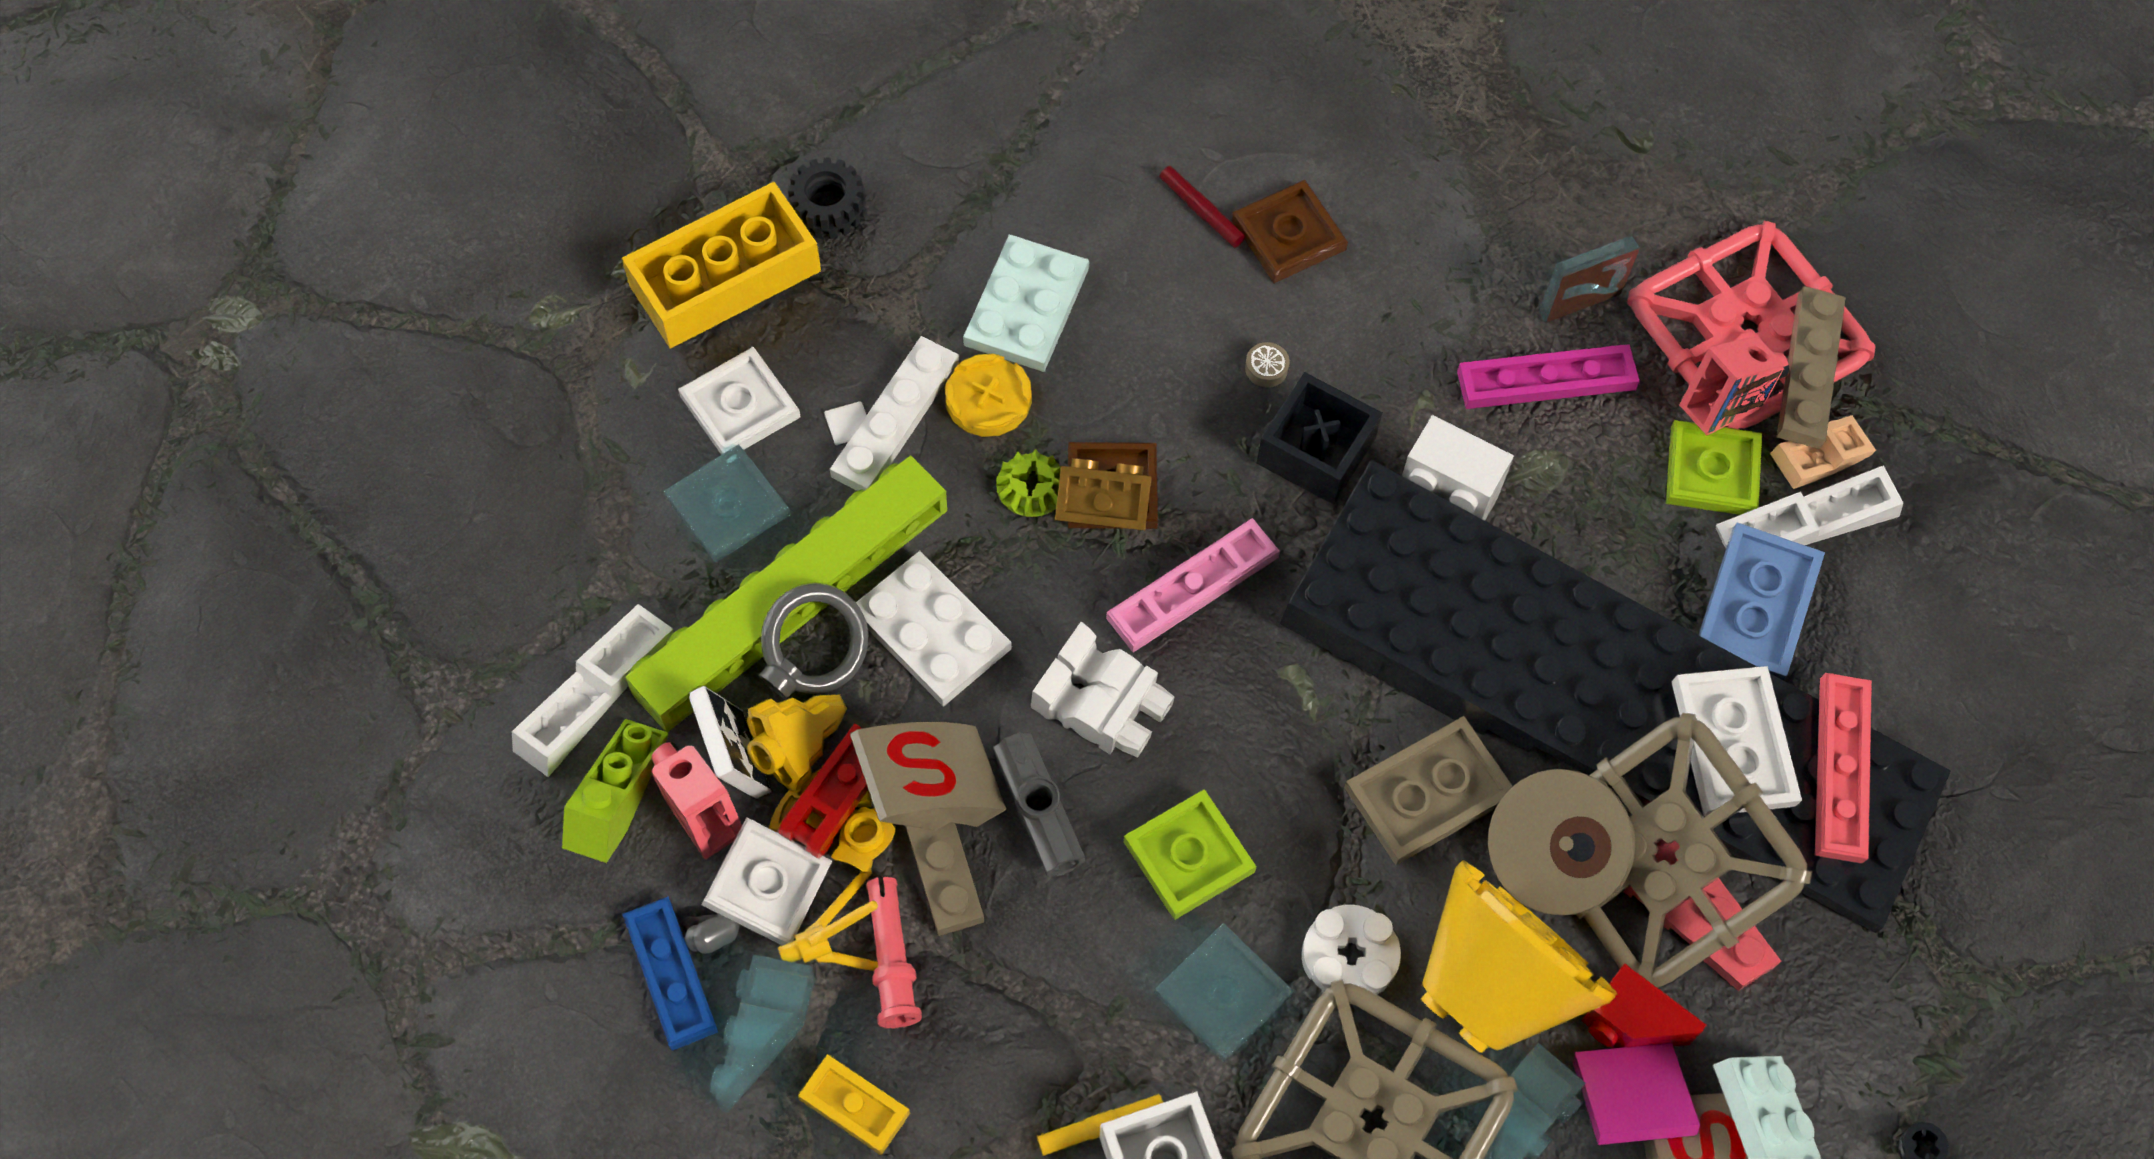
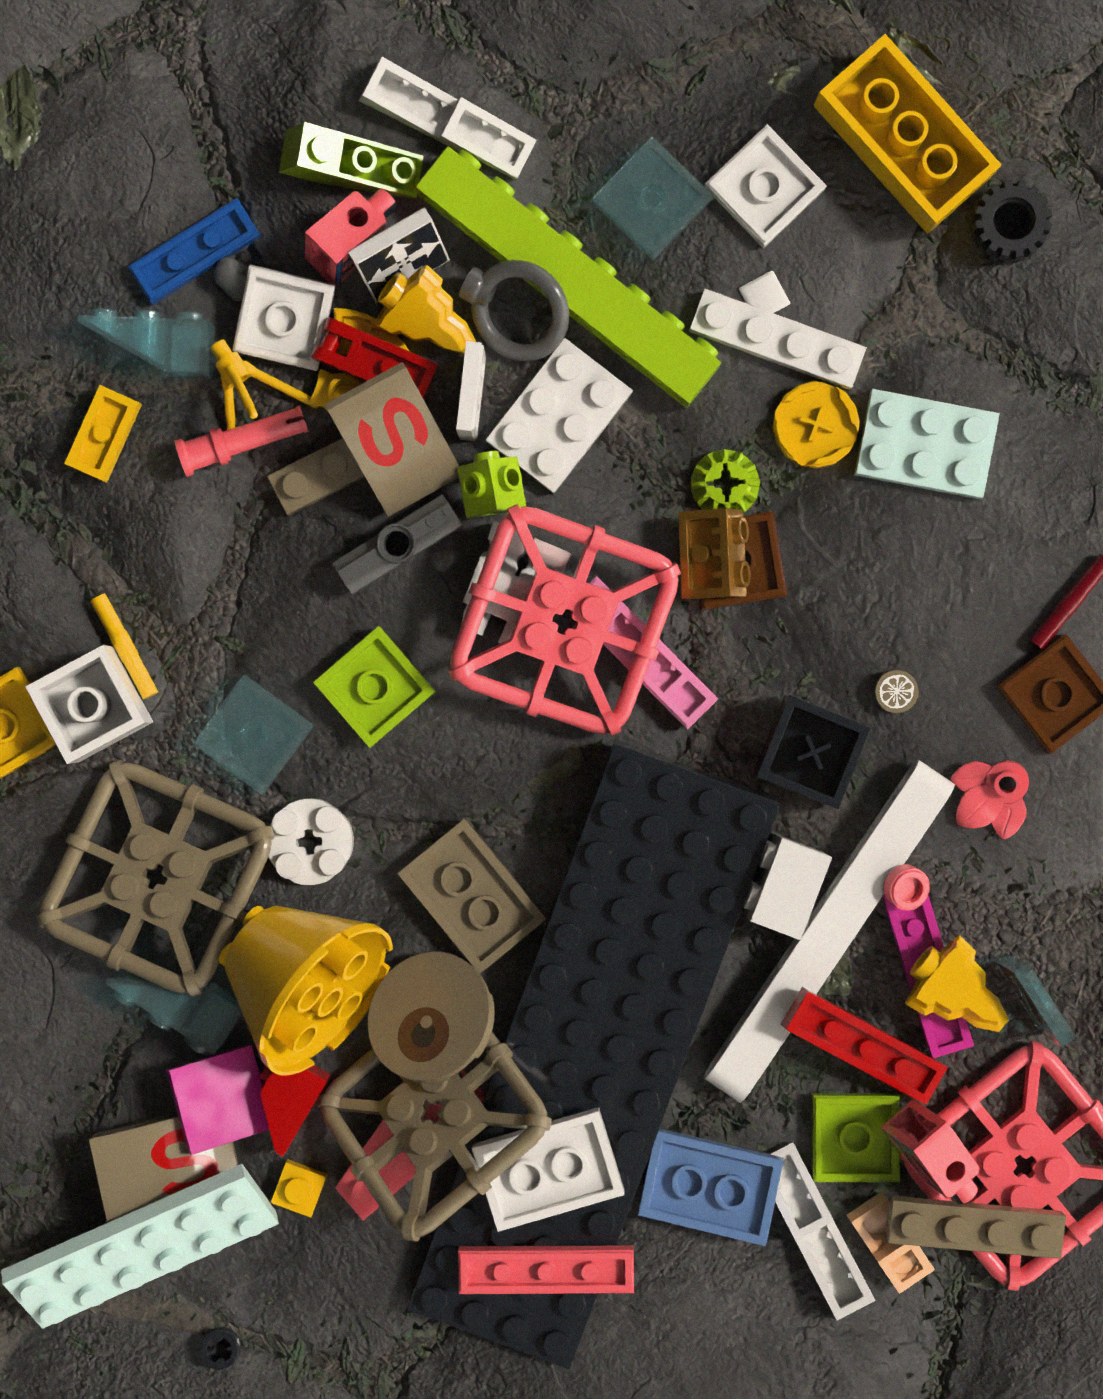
camera: 75 degrees right, 25 degrees up
(889, 693) = (471, 391): none -> white tile
(993, 695) = (491, 485): none -> lime brick
(1156, 666) = (550, 595): none -> coral plate
(1386, 302) = (988, 802): none -> coral plate
(1466, 372) = (906, 887): none -> coral tile
(1534, 478) = (829, 928): none -> white beam
(1569, 346) = (955, 987): none -> yellow rock
(1622, 435) = (863, 1045): none -> red plate
(1741, 1027) = (299, 1188): none -> yellow plate

